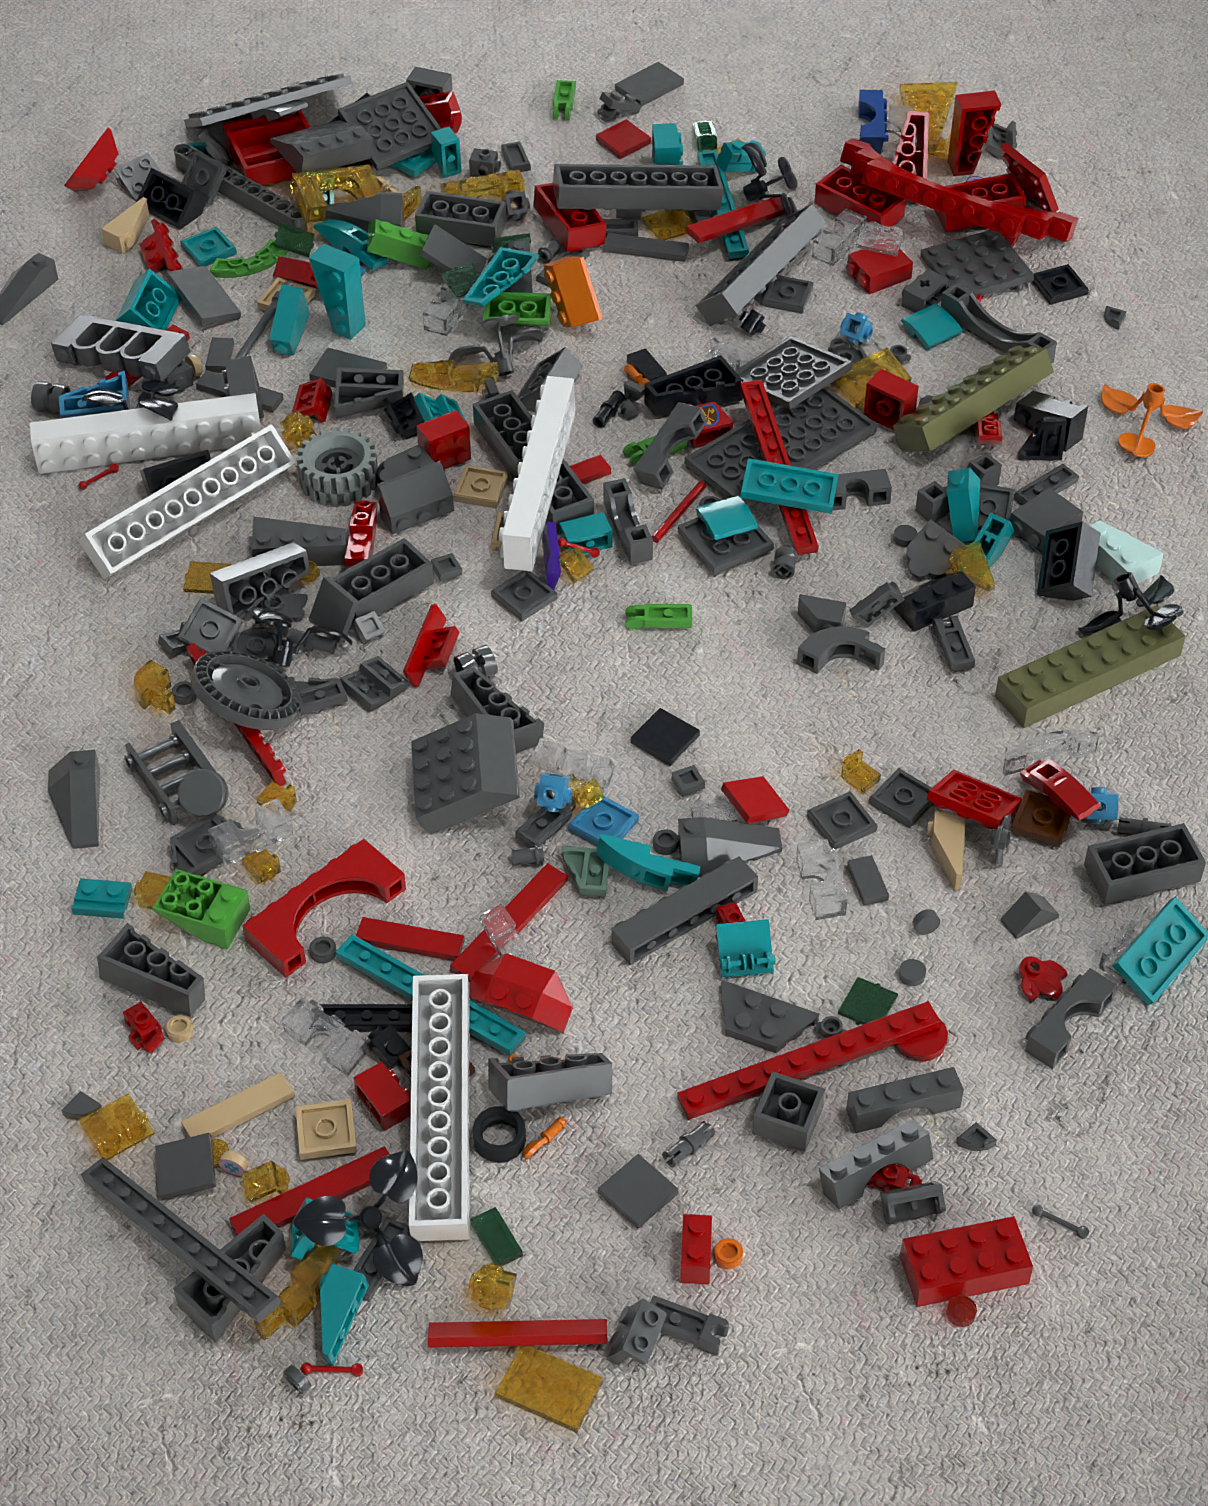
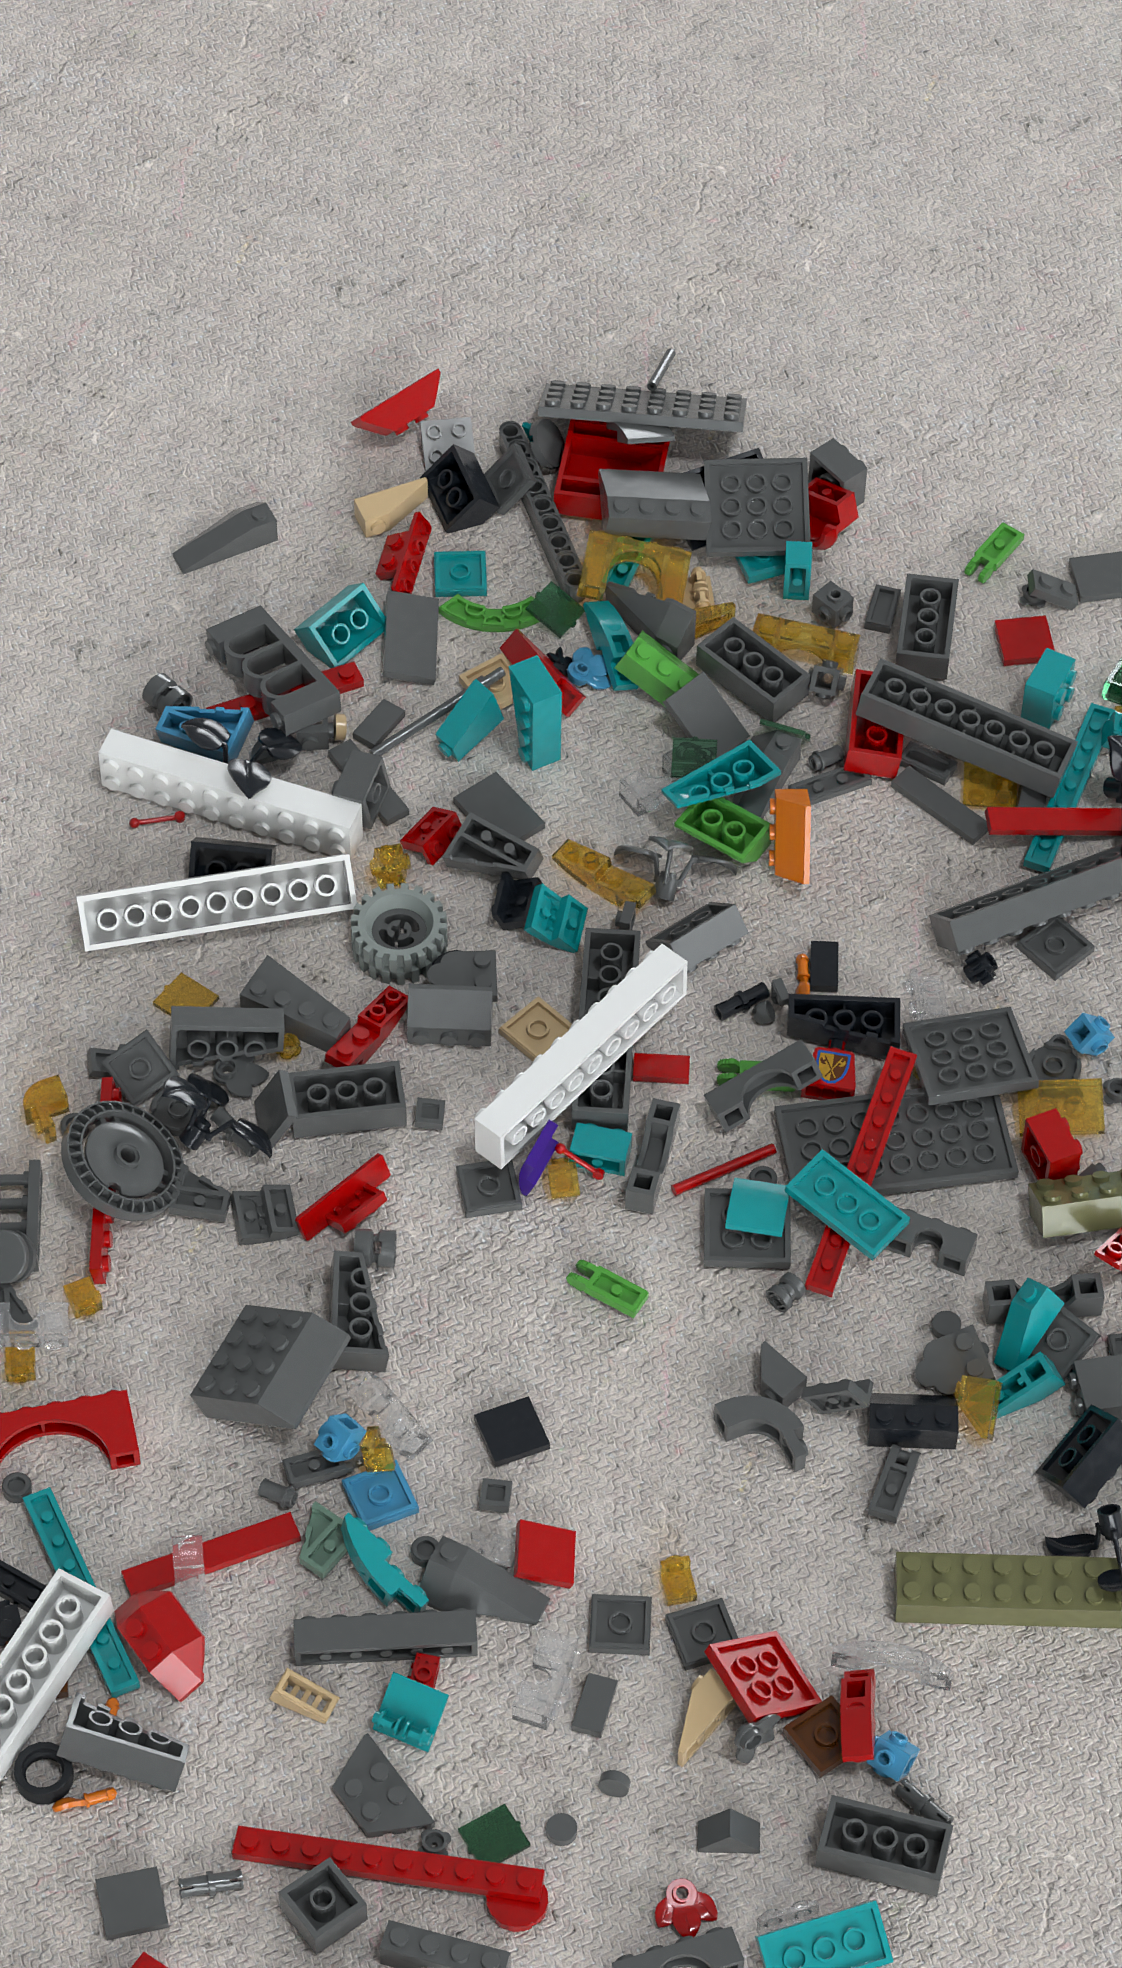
camera: 30 degrees right, 5 degrees up
(259, 81) = (661, 369): none -> dark grey piece
(368, 627) = (301, 1145): light grey plate -> none
(410, 939) = (104, 1521): red tile -> none
(446, 439) = (526, 959): red brick -> none
(553, 143) = (927, 625): none -> dark grey brick
(644, 988) = (301, 1683): none -> tan slope

